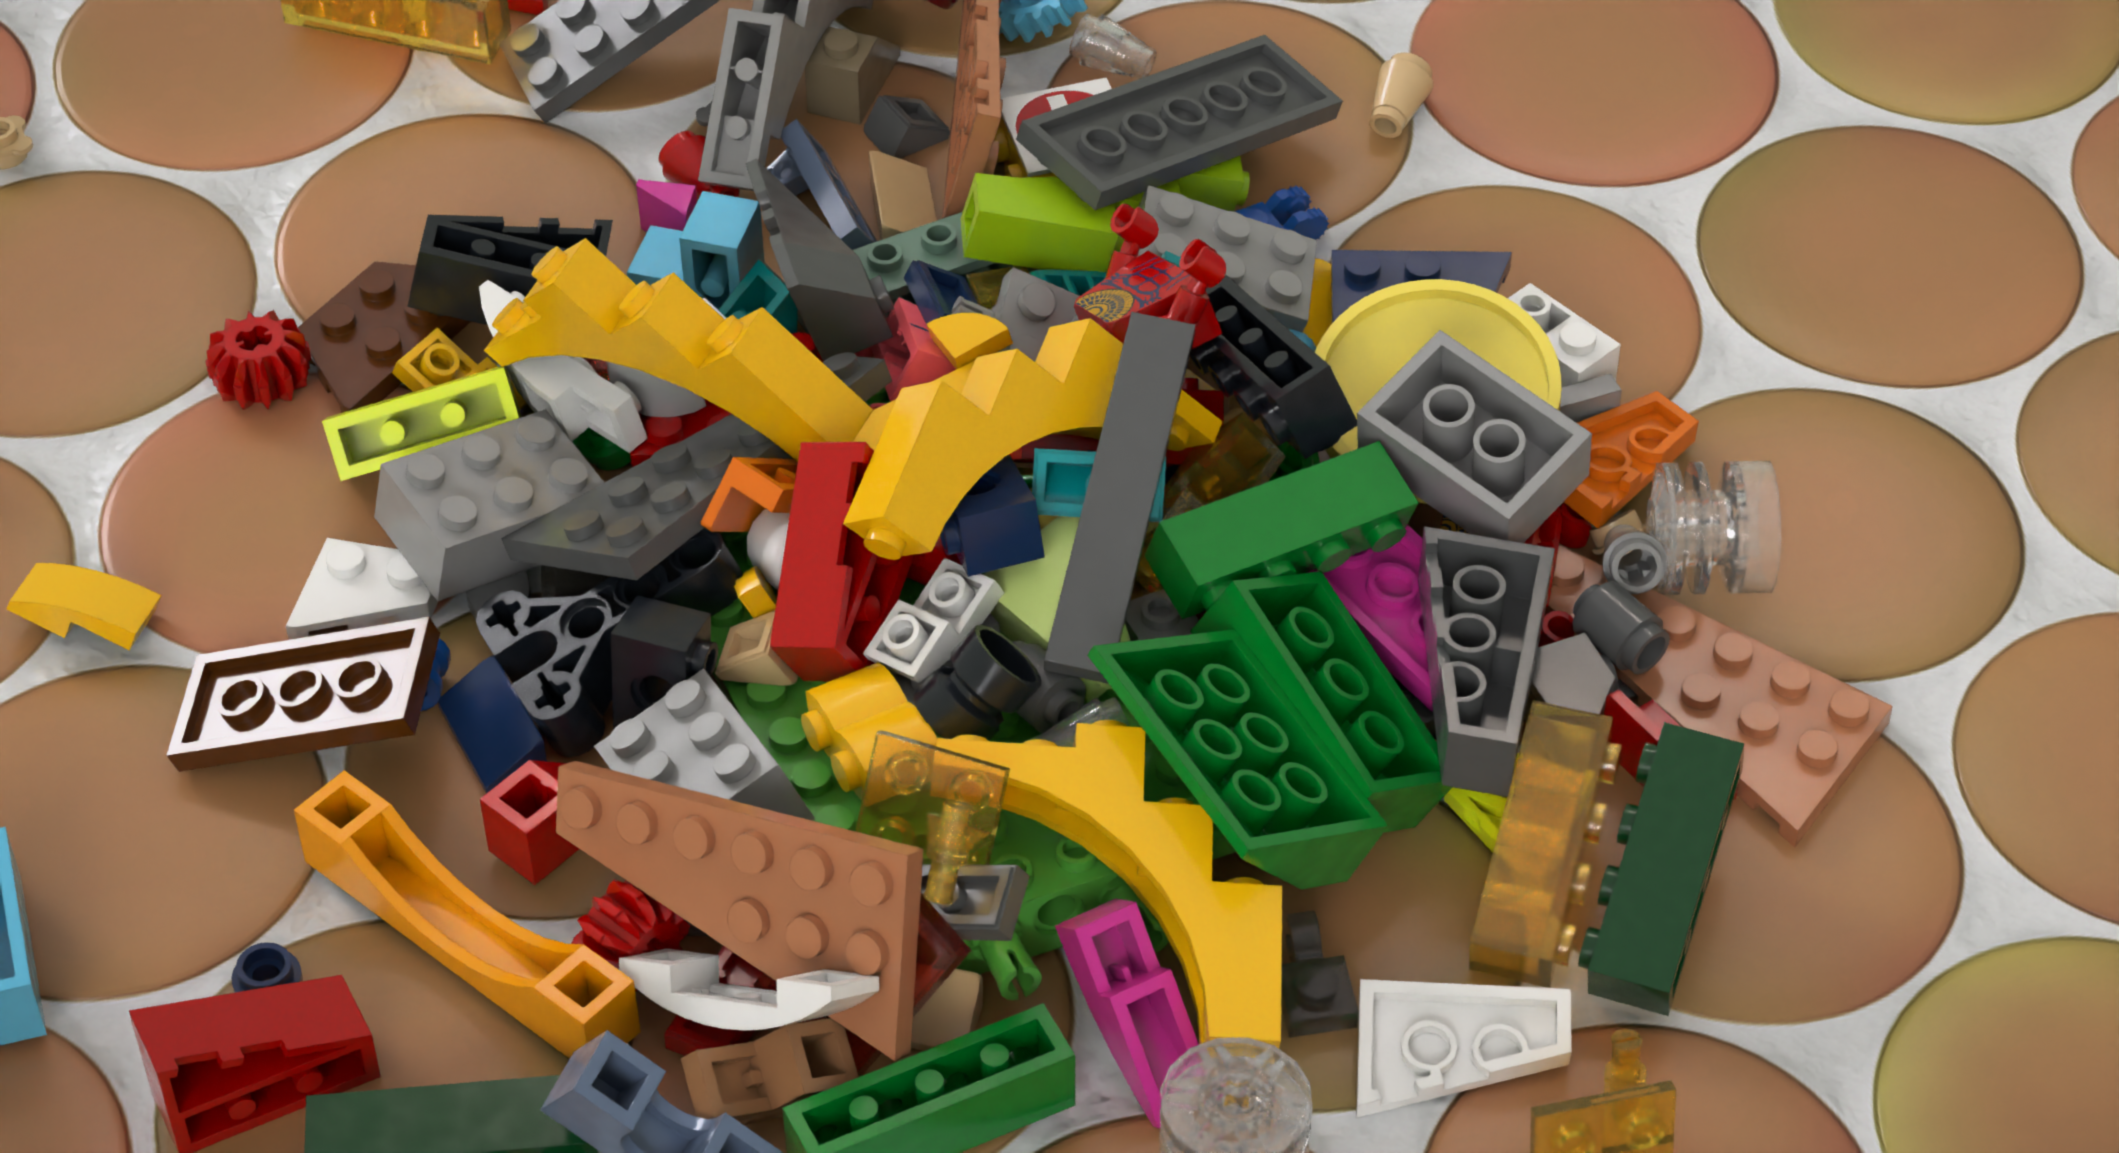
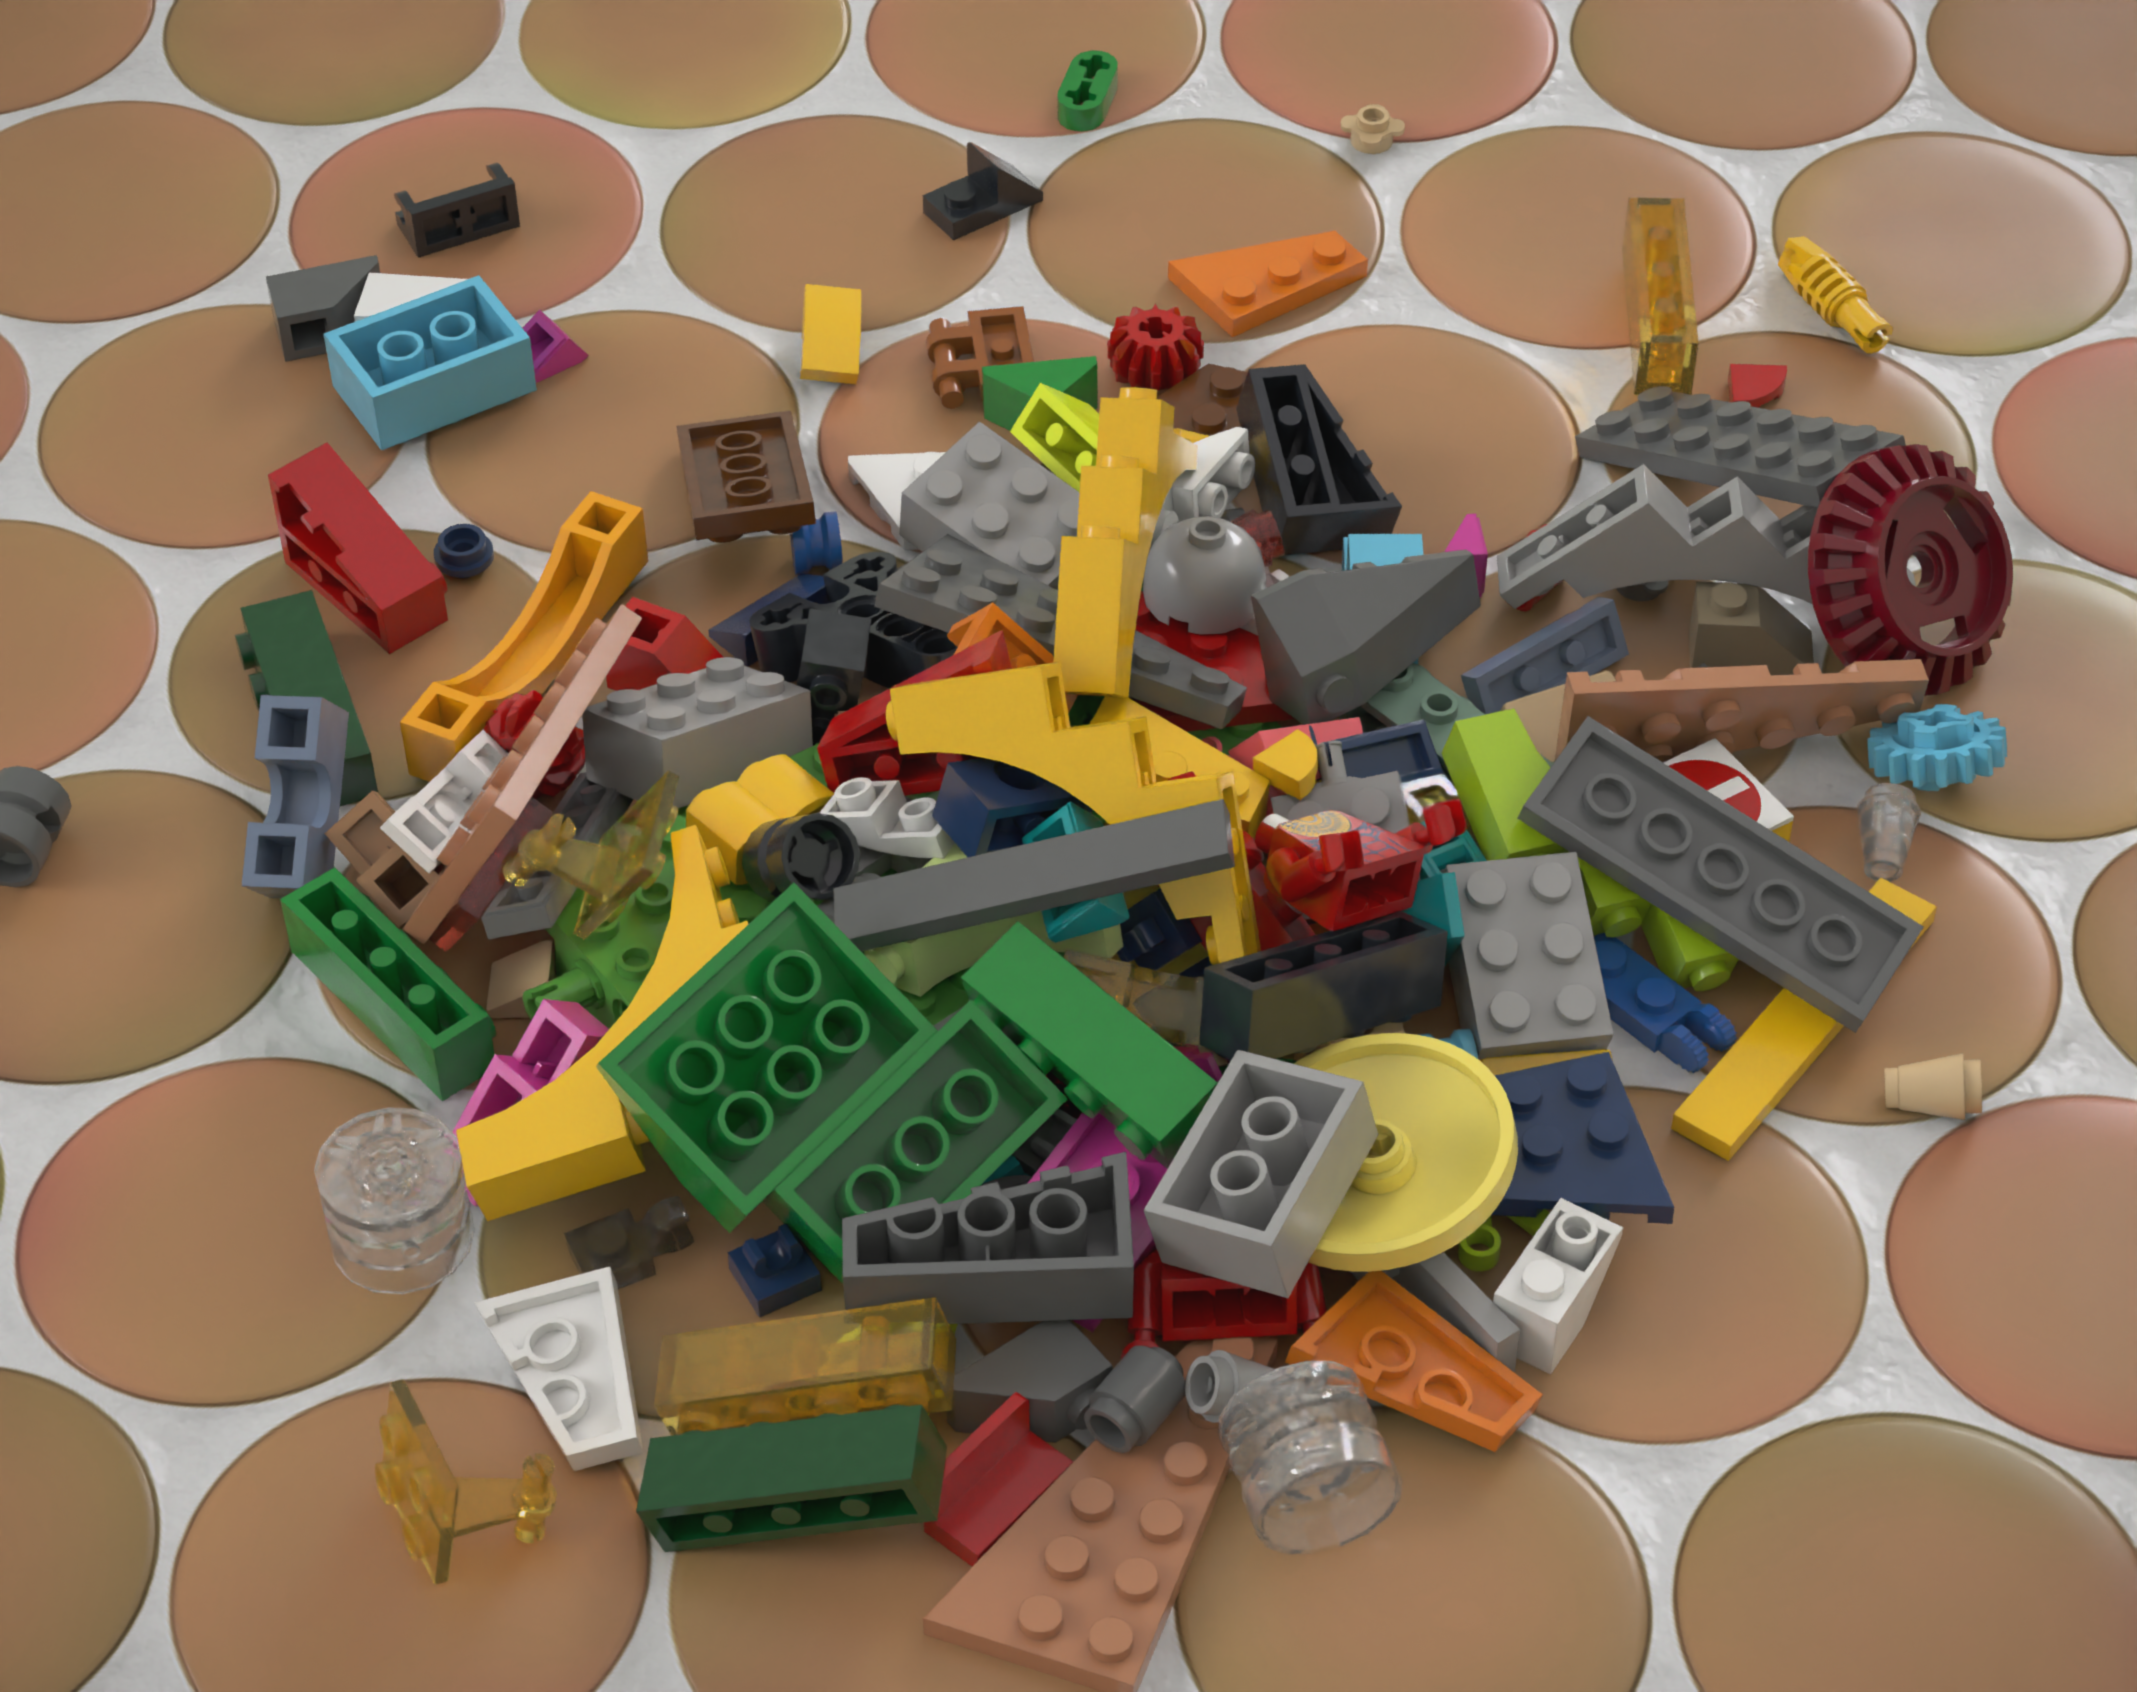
camera: 75 degrees right, 0 degrees up
(180, 269) = (1267, 279): none -> orange wing
(188, 478) = (991, 336): none -> dark orange plate
(286, 460) = (1011, 386): none -> green slope
(1335, 186) = (1771, 1056): none -> yellow tile
(1379, 881) = (774, 1271): none -> dark blue tile

